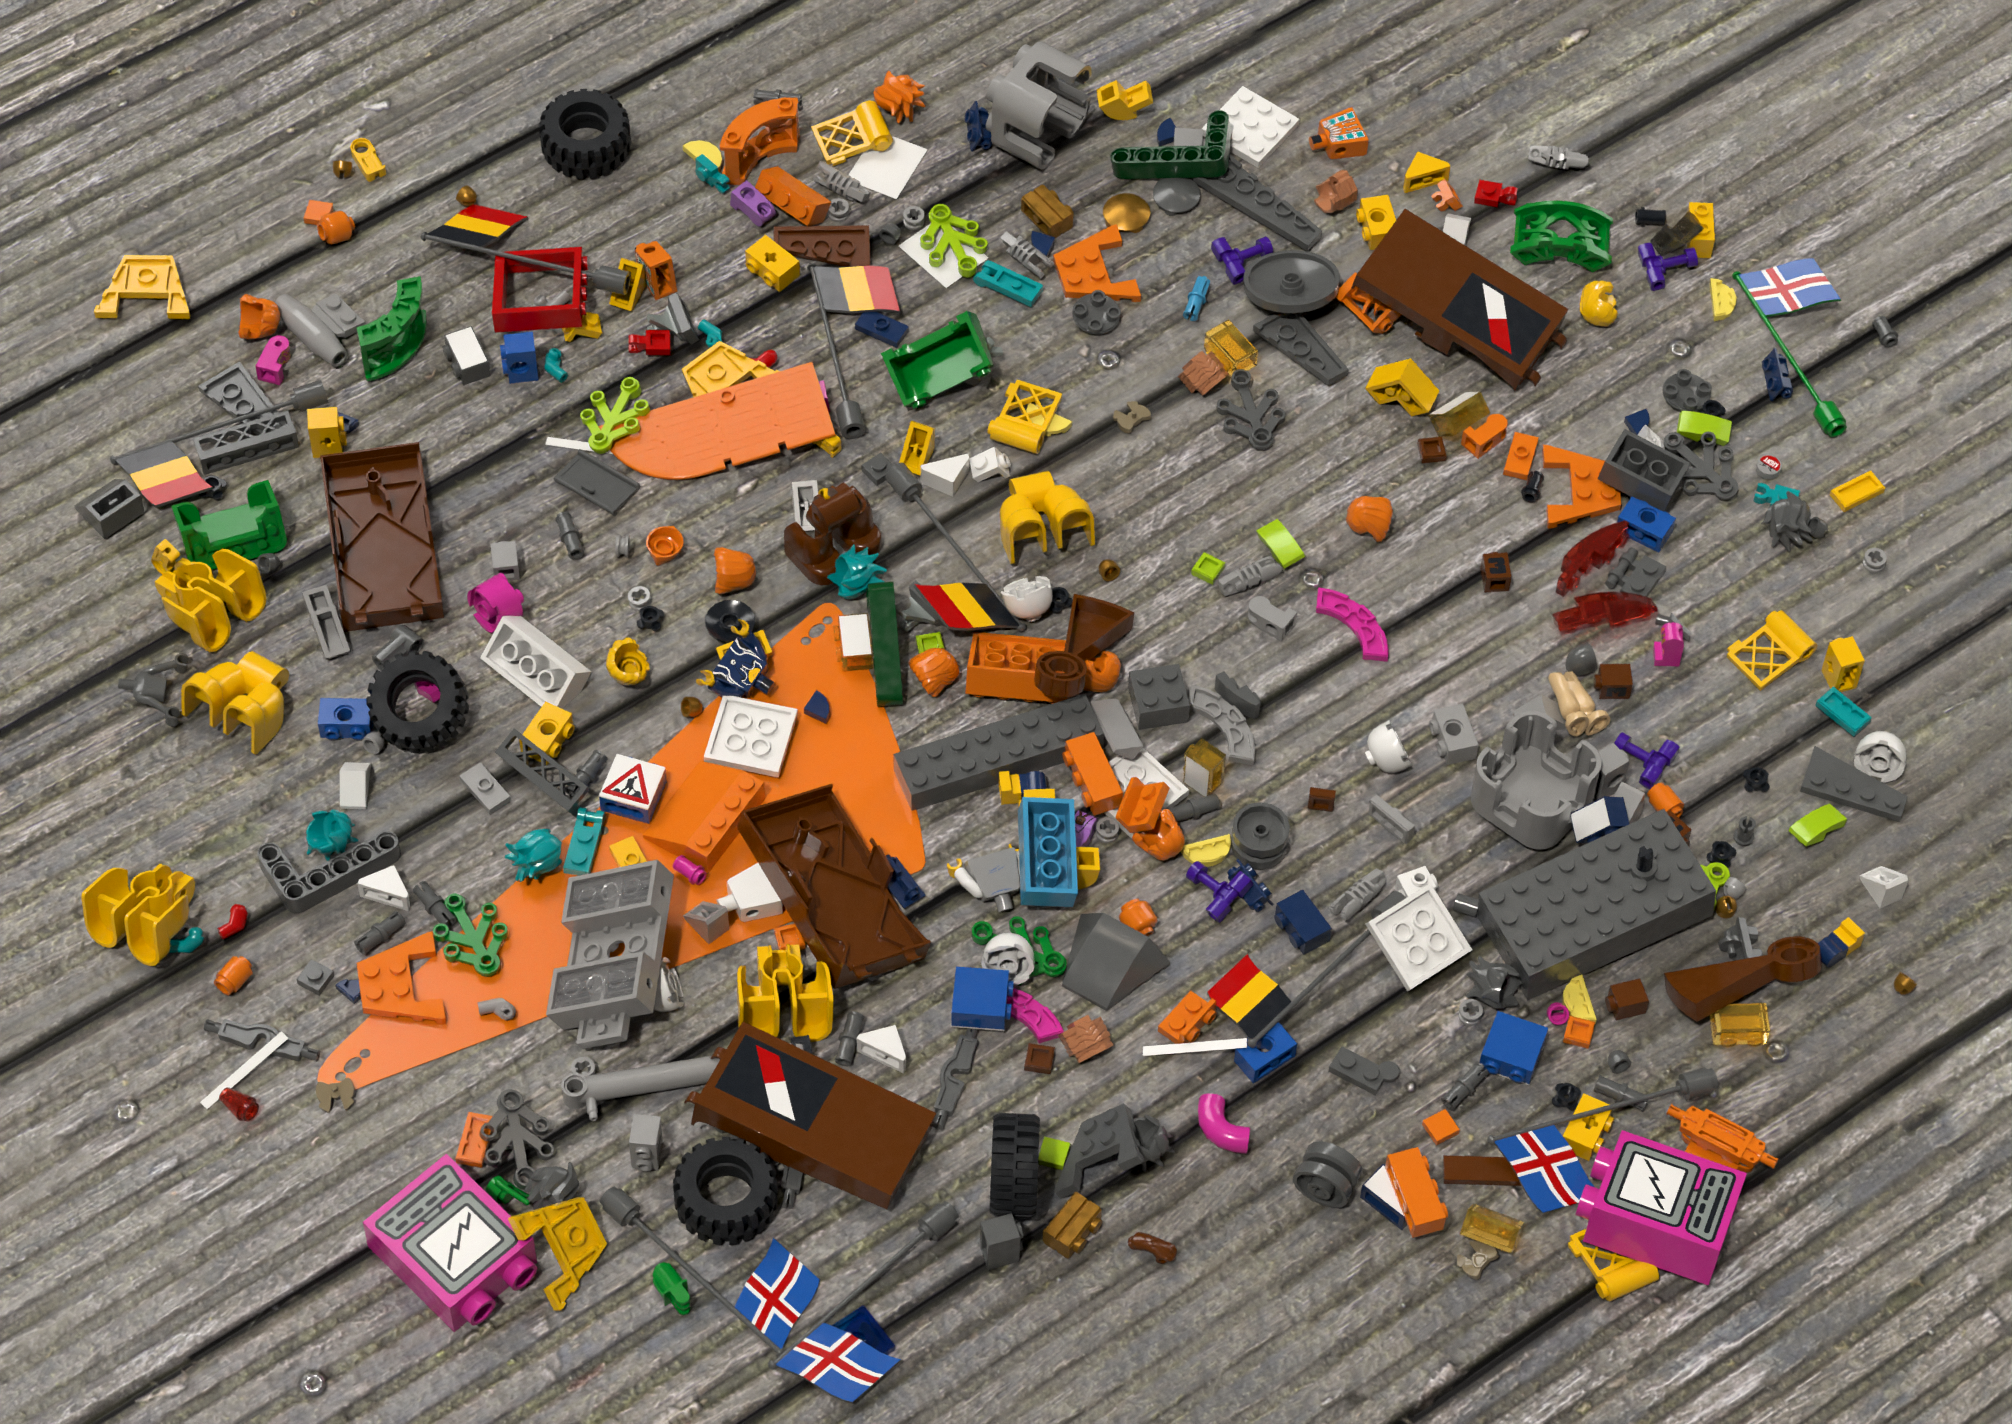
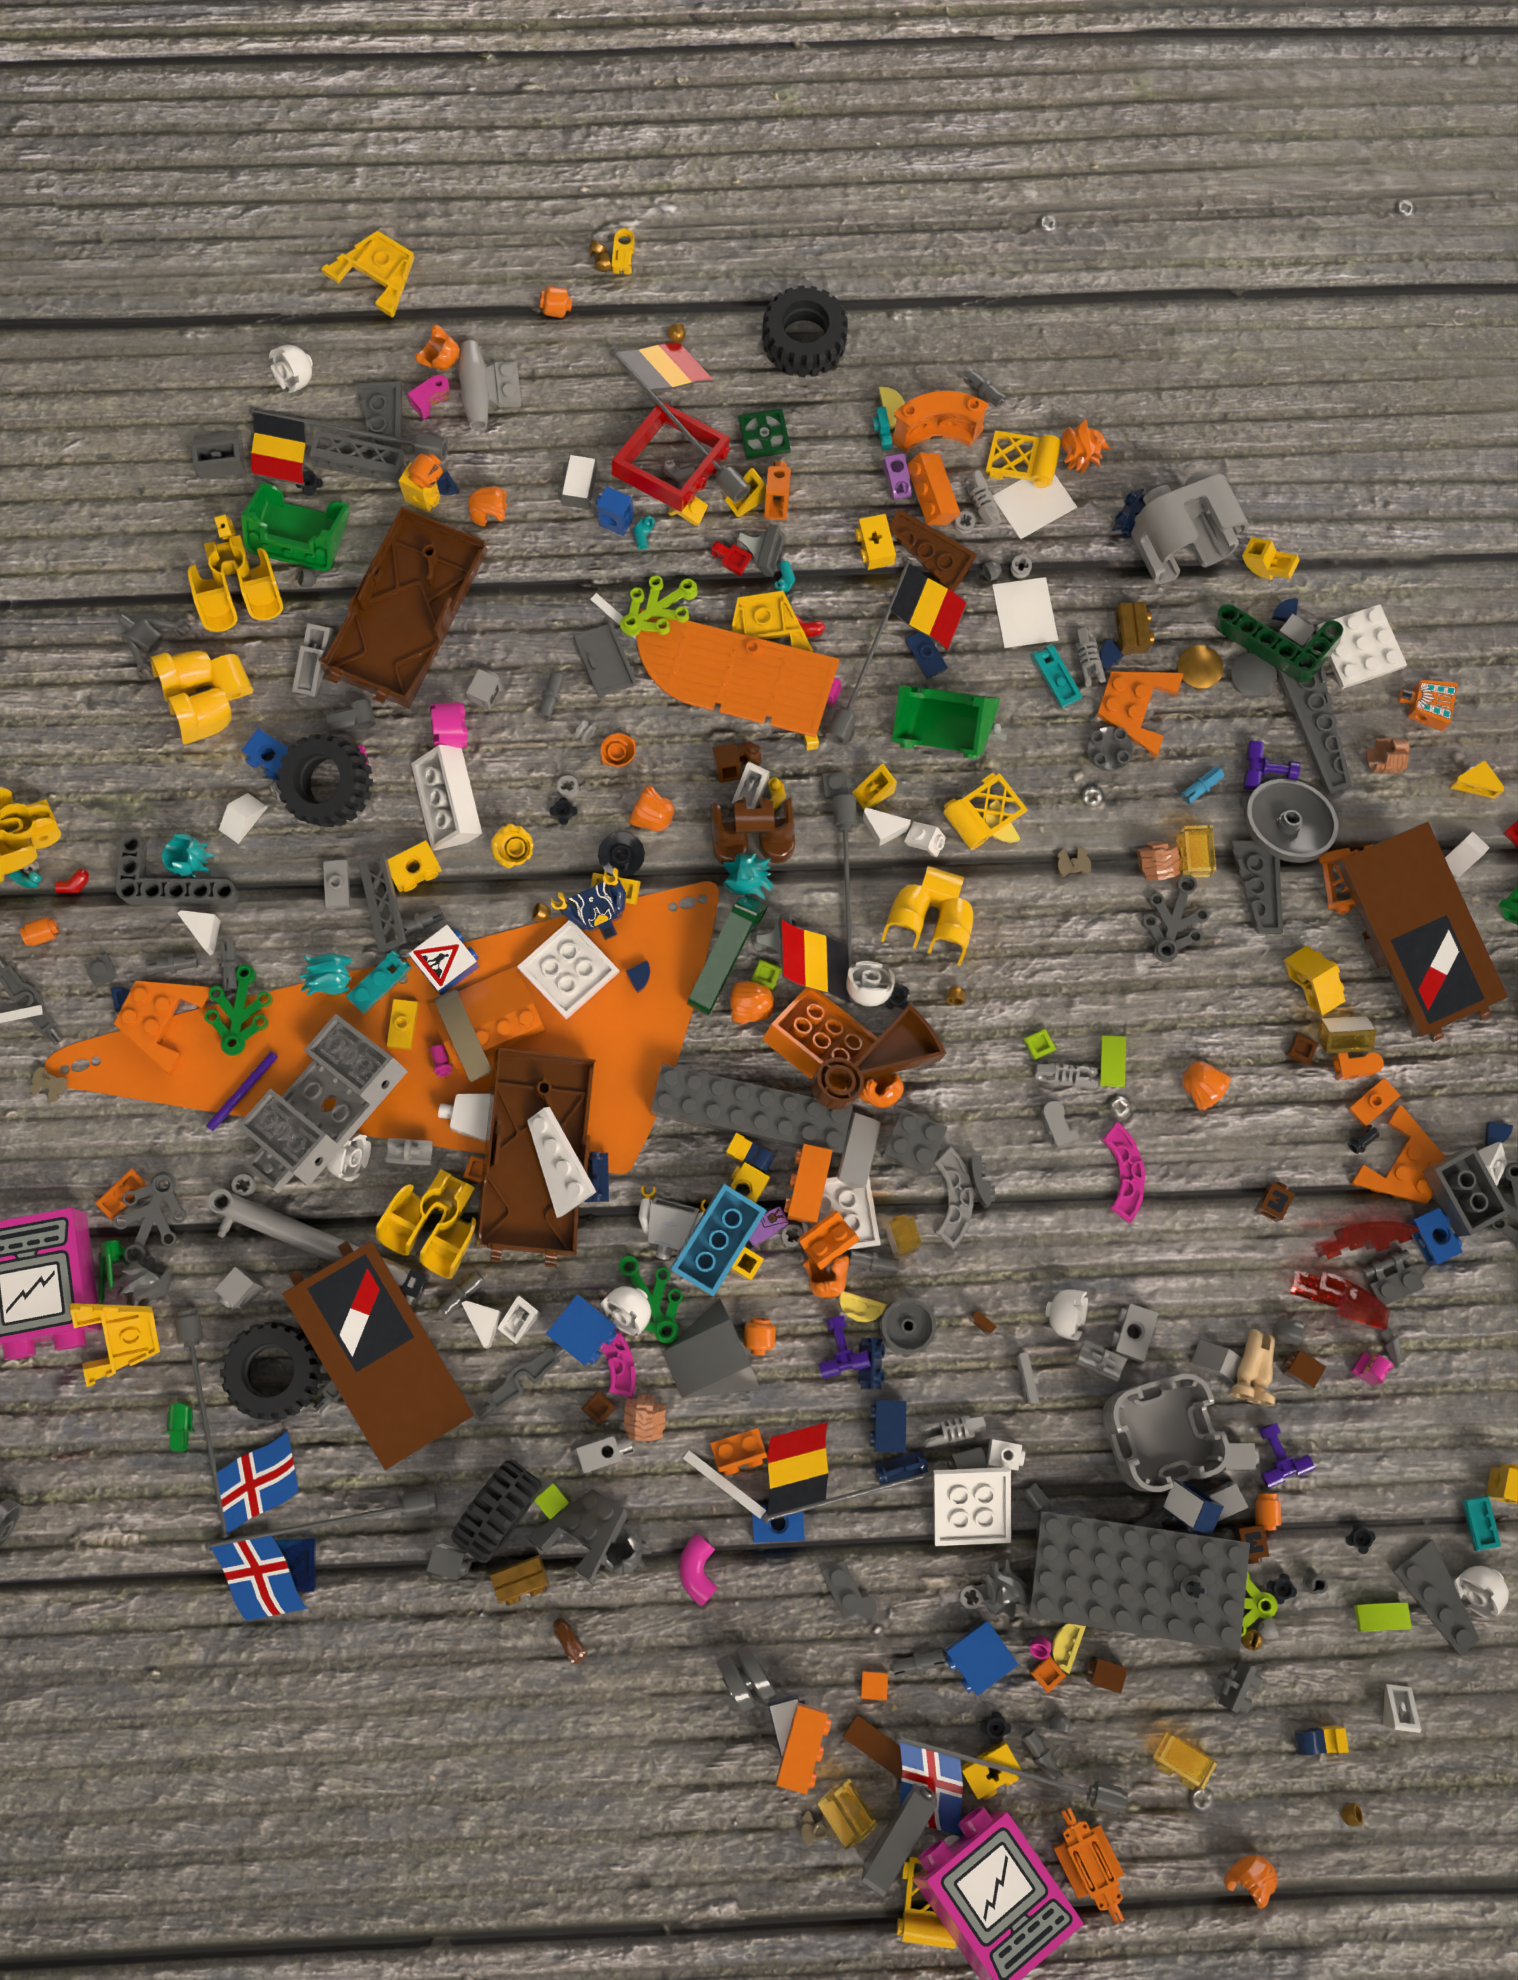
camera: 30 degrees right, 20 degrees up
(126, 403) = (291, 367): none -> white cylinder
(316, 210) = (553, 277): orange tile -> none
(331, 403) = (425, 470): none -> orange head
(356, 175) = (603, 263): none -> pearl gold hinge
(395, 336) = (532, 433): green fence -> none
(397, 411) = (487, 501): none -> orange hair
(497, 1006) = (217, 1088): light grey arm -> none
(523, 997) = (241, 1091): none -> dark purple bar
(607, 233) = (764, 434): none -> dark green piece
(699, 825) = (463, 1035): none -> dark tan slope
(708, 920) = (423, 1114): light grey slope -> none
(717, 953) = (409, 1152): none -> light grey hips
(772, 496) = (730, 758): none -> reddish brown brick
(854, 641) = (703, 935): brick -> none
(867, 880) = (561, 1167): none -> white wing
(916, 1025) = (518, 1319): none -> white slope
(942, 217) = (1038, 605): lime plant -> none
(1067, 1087) = (590, 1458): none -> light grey torso
(1336, 947) = (901, 1467): none -> dark blue hinge
(1376, 218) = (1412, 794): yellow brick -> none
(1442, 769) = (1101, 1361): none -> light grey hips
(1448, 196) = (1484, 816): orange tile -> none
(1548, 1215) = (898, 1839): none -> dark grey slope
(1711, 987) = (1182, 1716): reddish brown piece -> none
(1785, 636) = (1480, 1418): yellow piece -> none
(1858, 1069) = (1255, 1875): none -> orange hair

